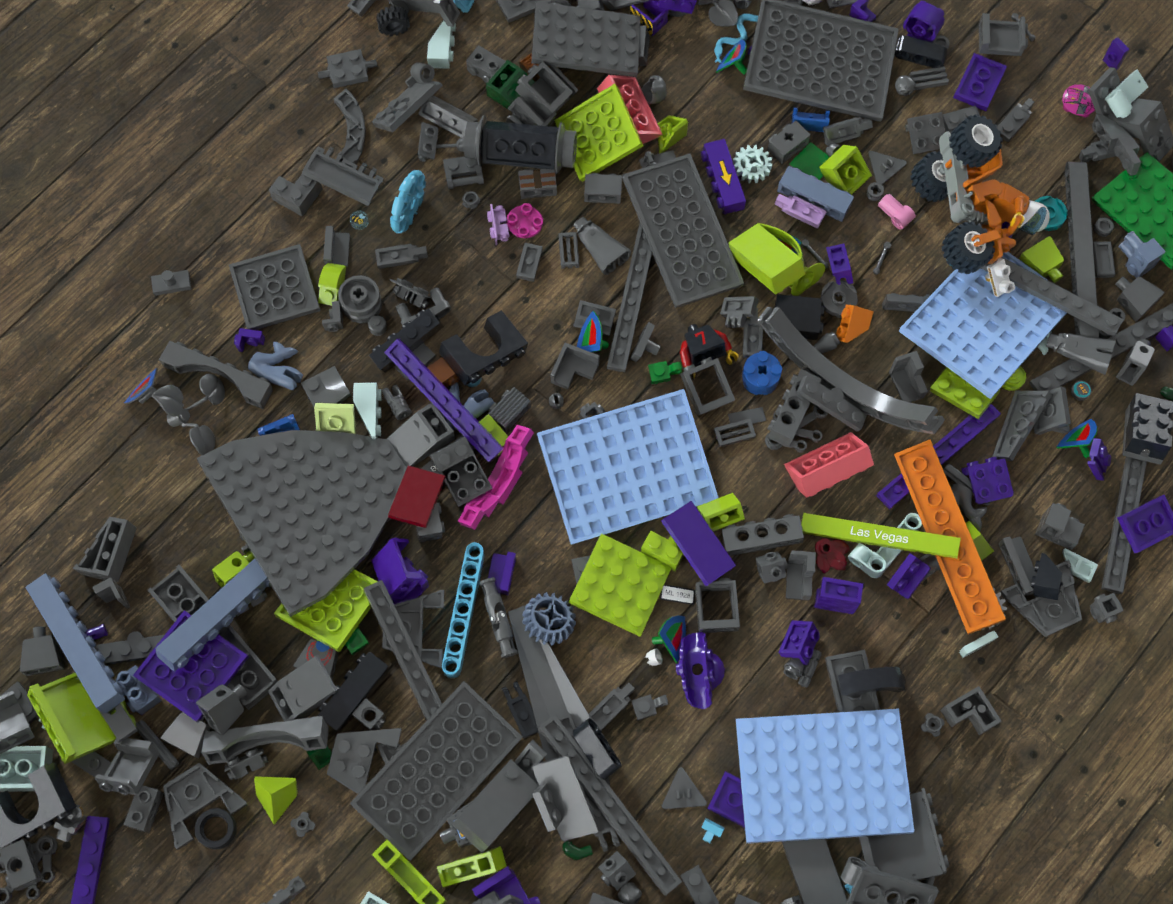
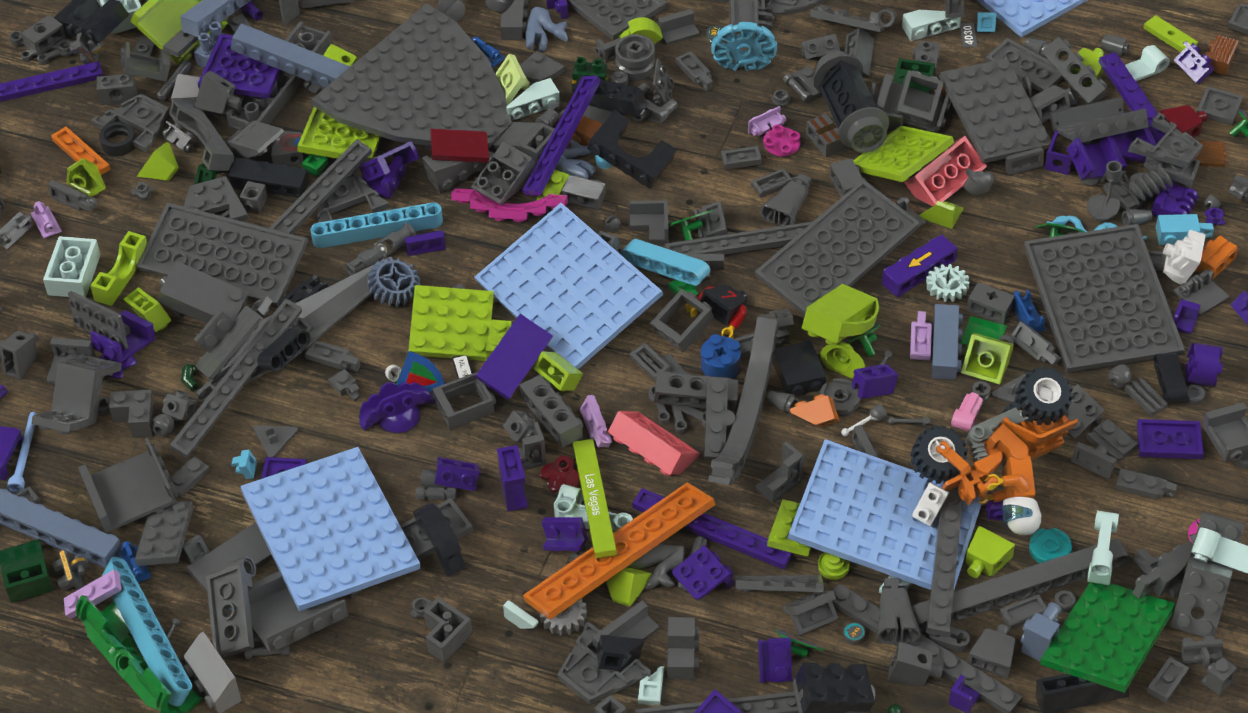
camera: 70 degrees right, 20 degrees down
(216, 873) = (78, 149): none -> orange plate
(264, 875) = (85, 177): none -> lime slope
(362, 348) = (584, 68): none -> dark green hips
(469, 22) = (968, 34): none -> dark grey sticker
(632, 374) = (666, 262): none -> medium azure beam
(787, 504) = (594, 422): none -> lavender hinge
(868, 277) = (877, 414): none -> hinge
(1101, 186) = (1101, 563): none -> light aqua piece

